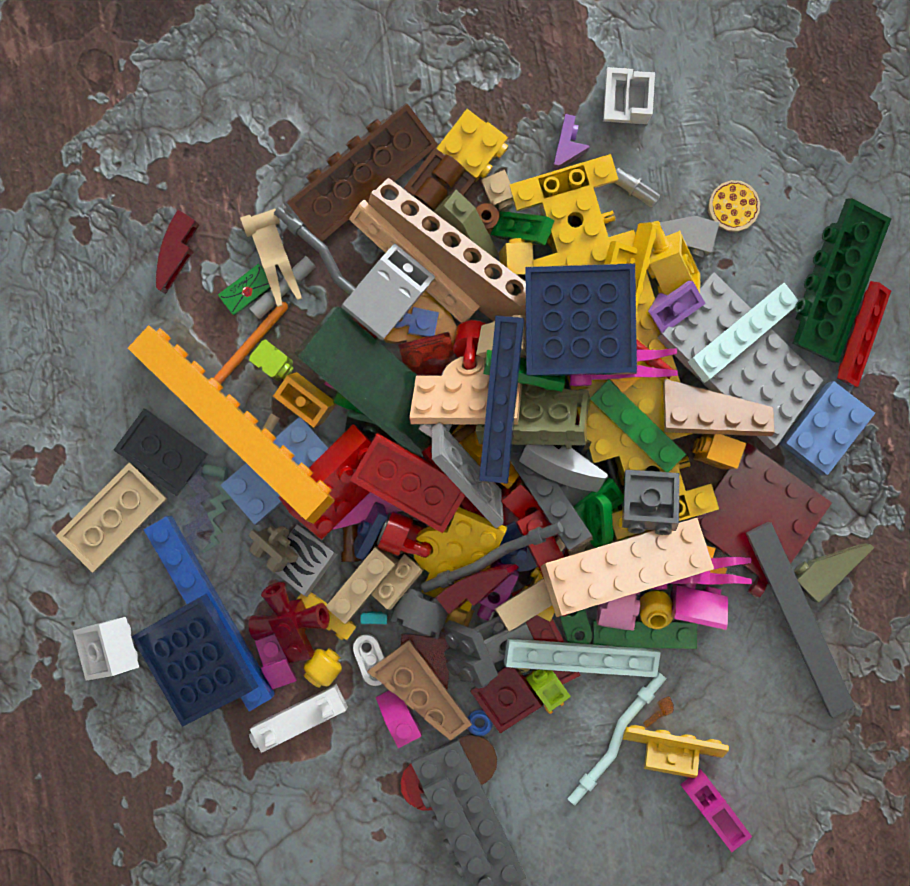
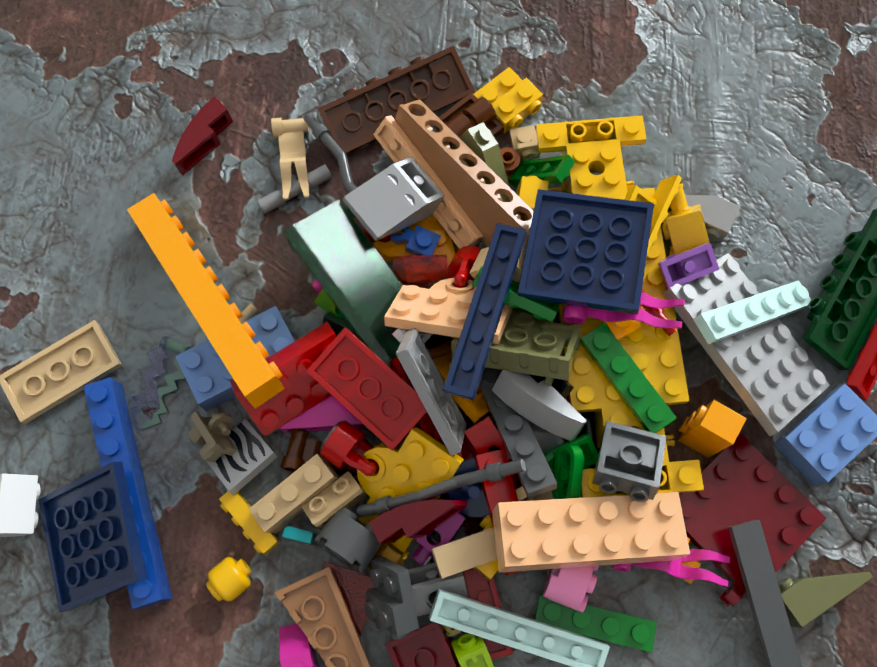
camera: 20 degrees right, 15 degrees down
(160, 452) = (129, 317): black plate -> none
(245, 290) = (257, 185): green tile -> none
(250, 343) = (249, 233): orange piece -> none
(271, 361) = (263, 248): lime brick -> none
(275, 664) = (182, 562): dark pink slope -> none
(288, 622) = (204, 518): dark red brick -> none
(297, 718) = (185, 631): white brick -> none
(304, 399) = (286, 293): light orange brick -> none
(368, 659) = (278, 580): white plate -> none
(369, 530) = (315, 436): dark blue plate -> none
(567, 150) = (601, 105): medium lavender slope -> none
(575, 623) = (518, 591): green plate -> none
(628, 96) = (666, 81): white plate -> none
(636, 188) = (657, 162): light grey axle -> none
(656, 609) = (613, 595): yellow head -> none
(700, 606) = (662, 601): dark pink slope -> none
(708, 412) = (711, 378): wing -> none
(734, 206) = (758, 200): tile -> none

